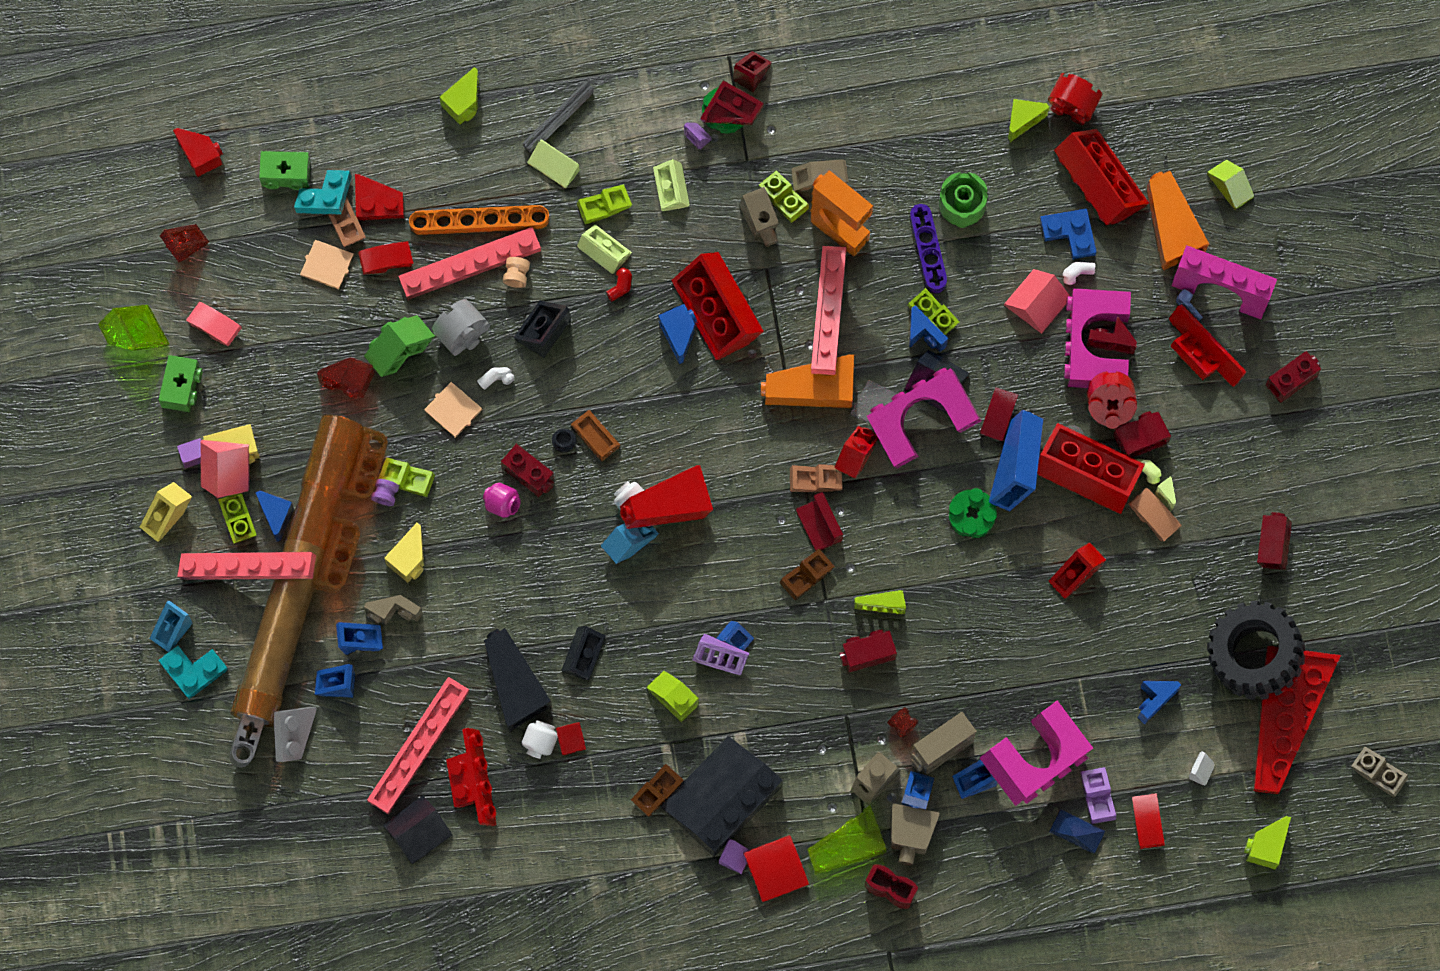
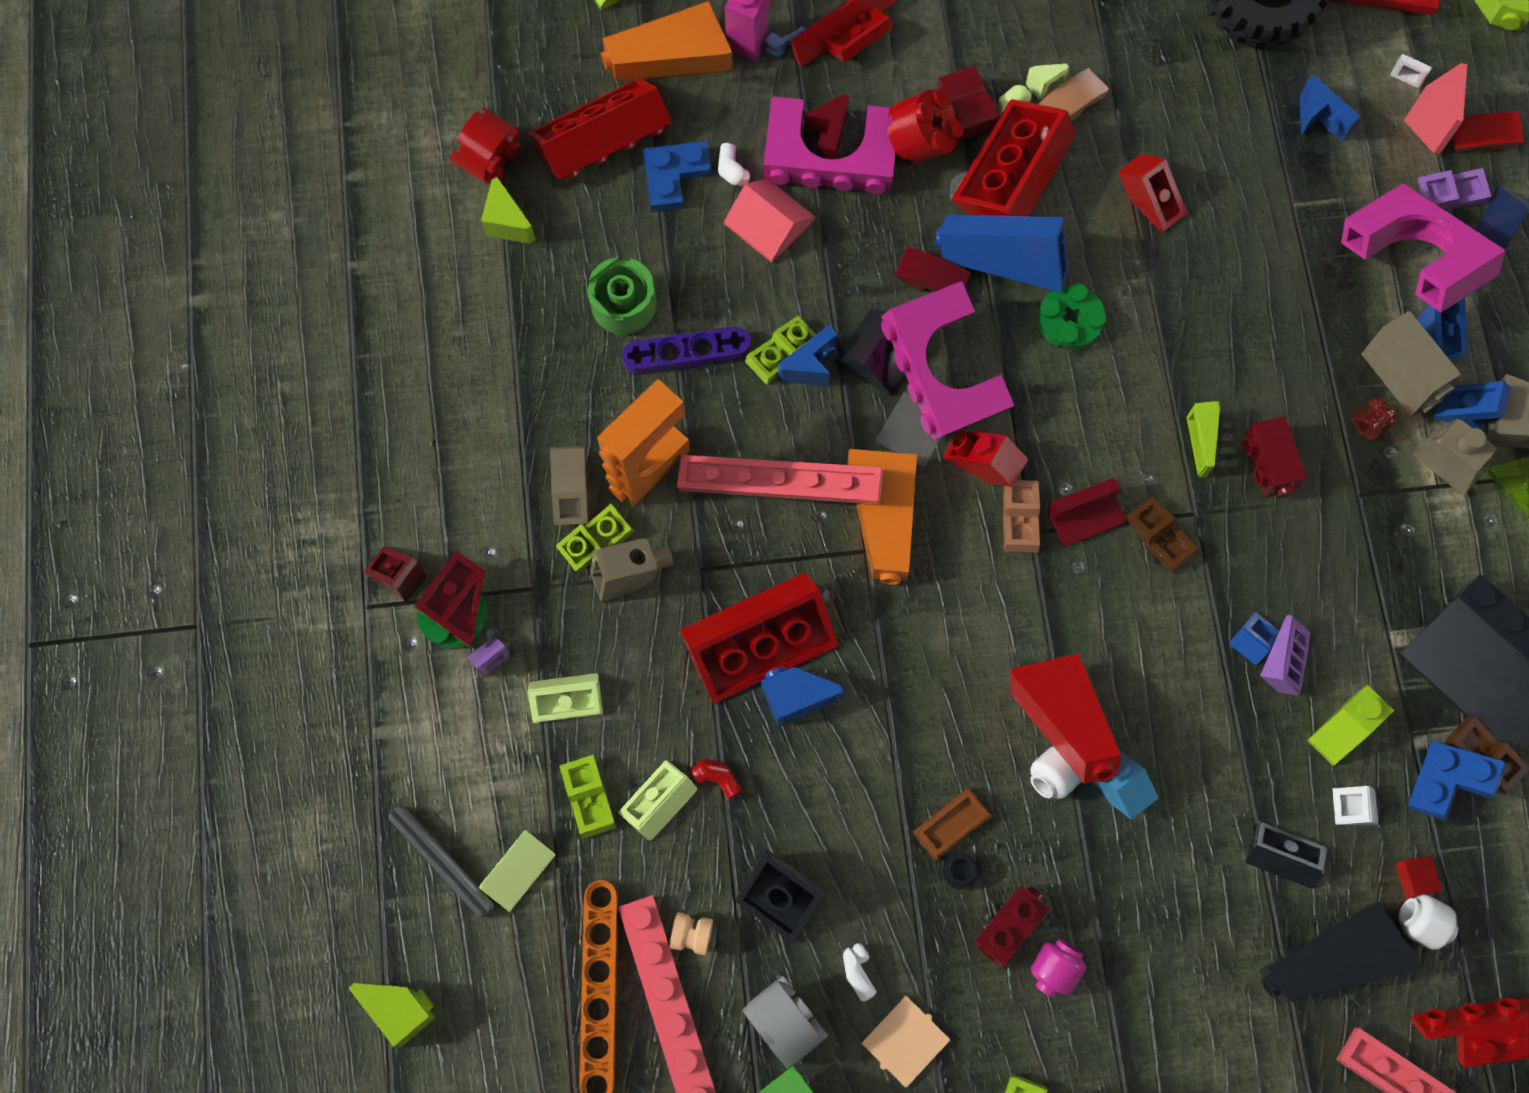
camera: 85 degrees left, 0 degrees up
(618, 701) = (1355, 806): none -> white slope
(642, 758) = (1449, 770): none -> blue plate
(1161, 778) = (1439, 109): none -> coral slope

